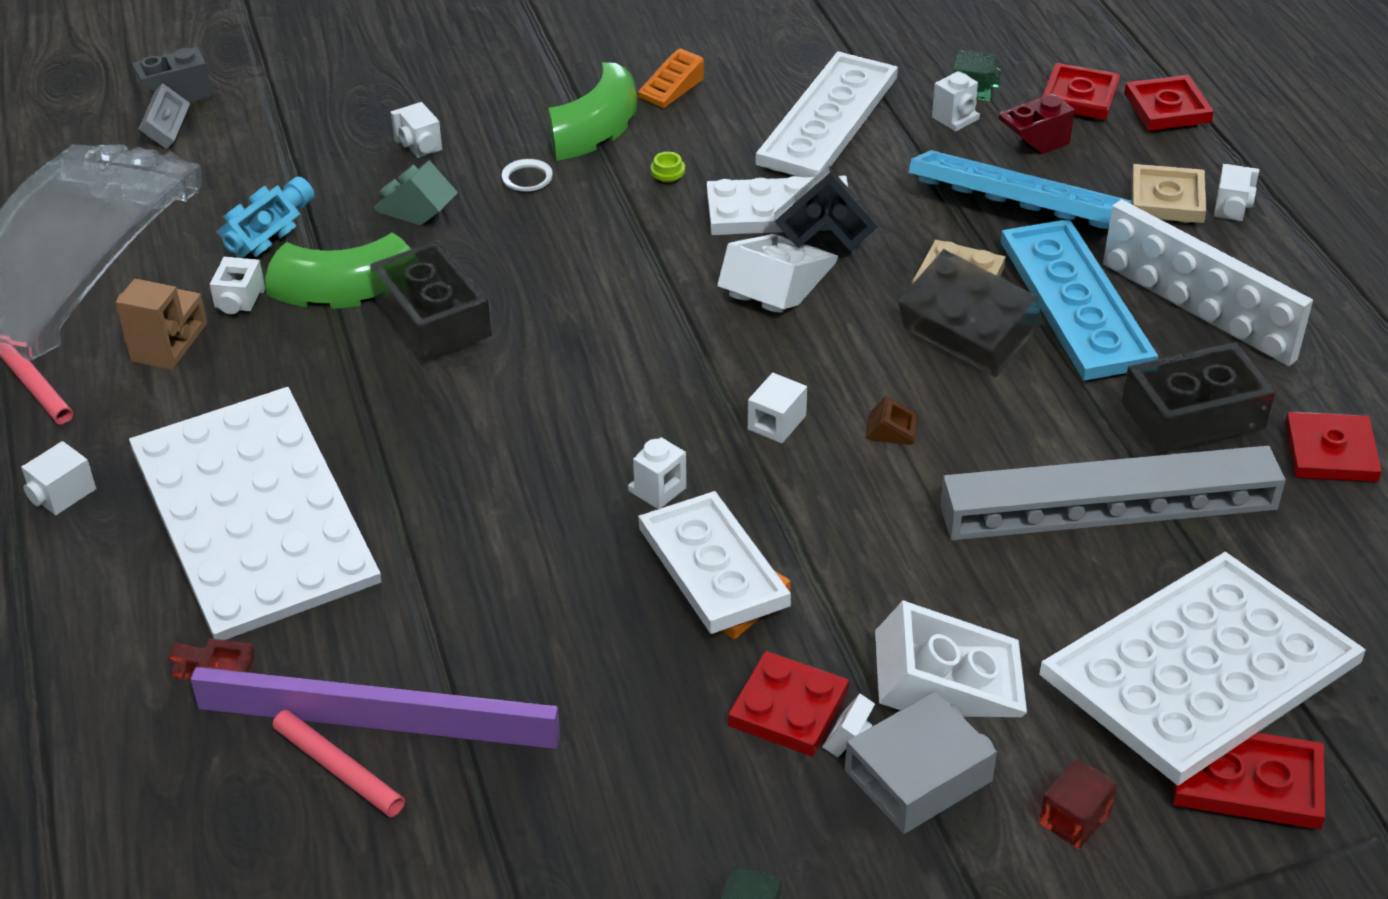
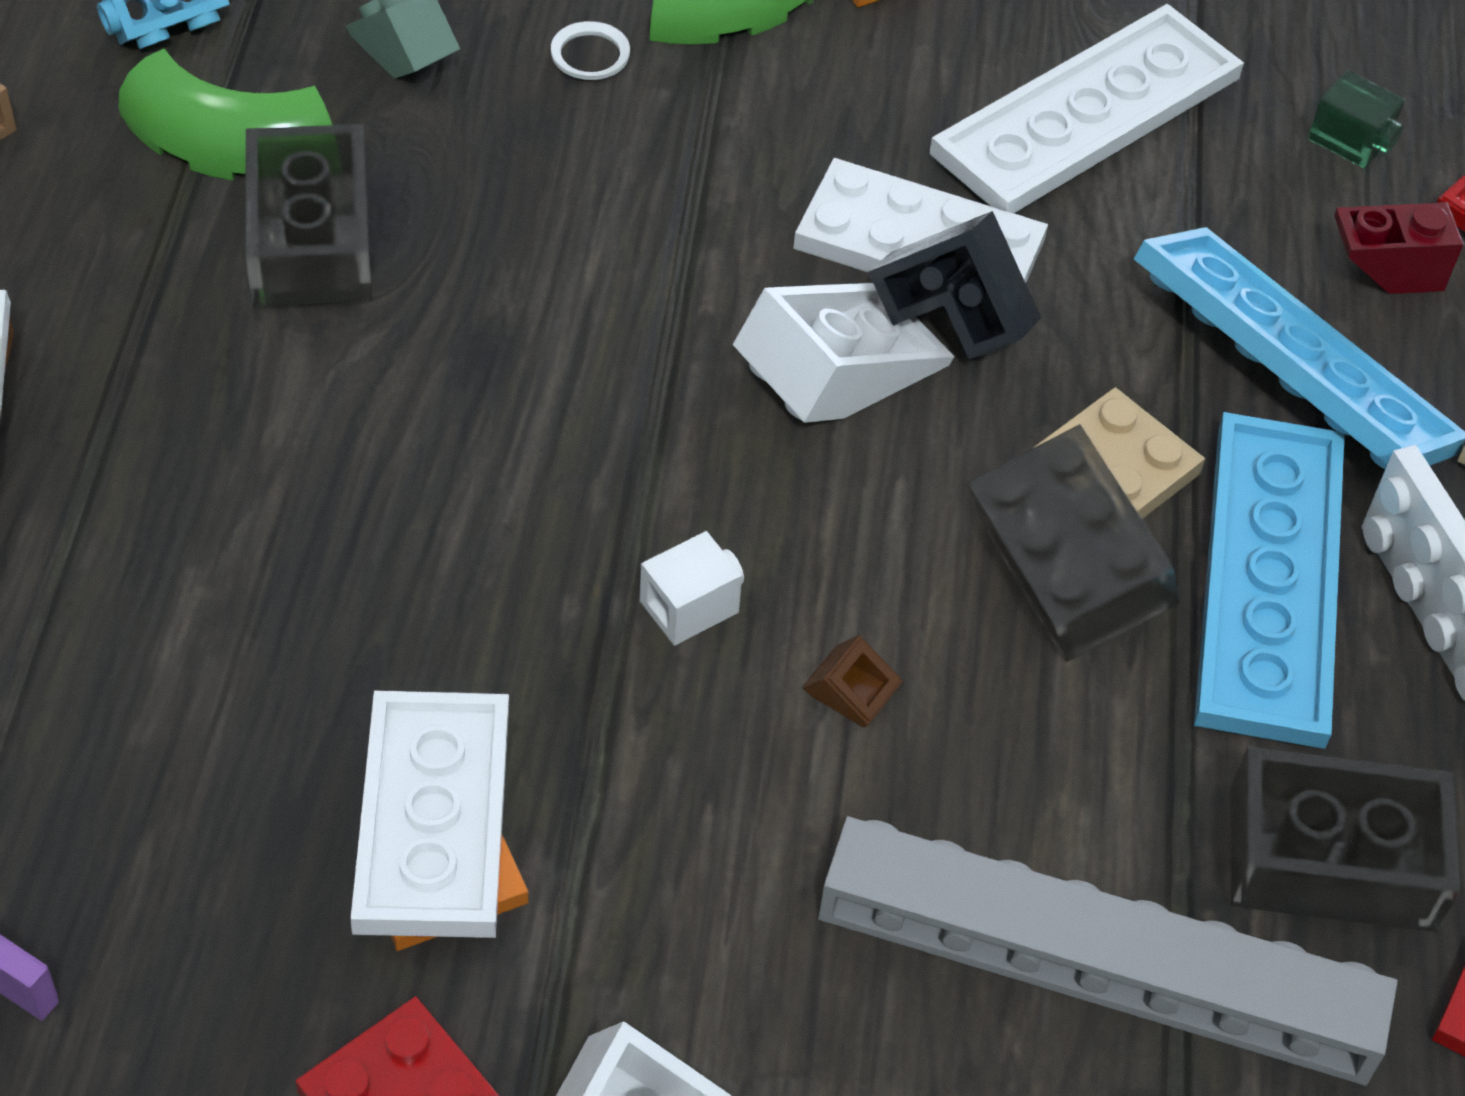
camera: 20 degrees right, 10 degrees up
(234, 294) = (74, 88): white brick -> none
(658, 464) = (443, 614): white brick -> none
(667, 167) = (793, 112): lime plate -> none
(955, 101) = (1296, 155): white brick -> none

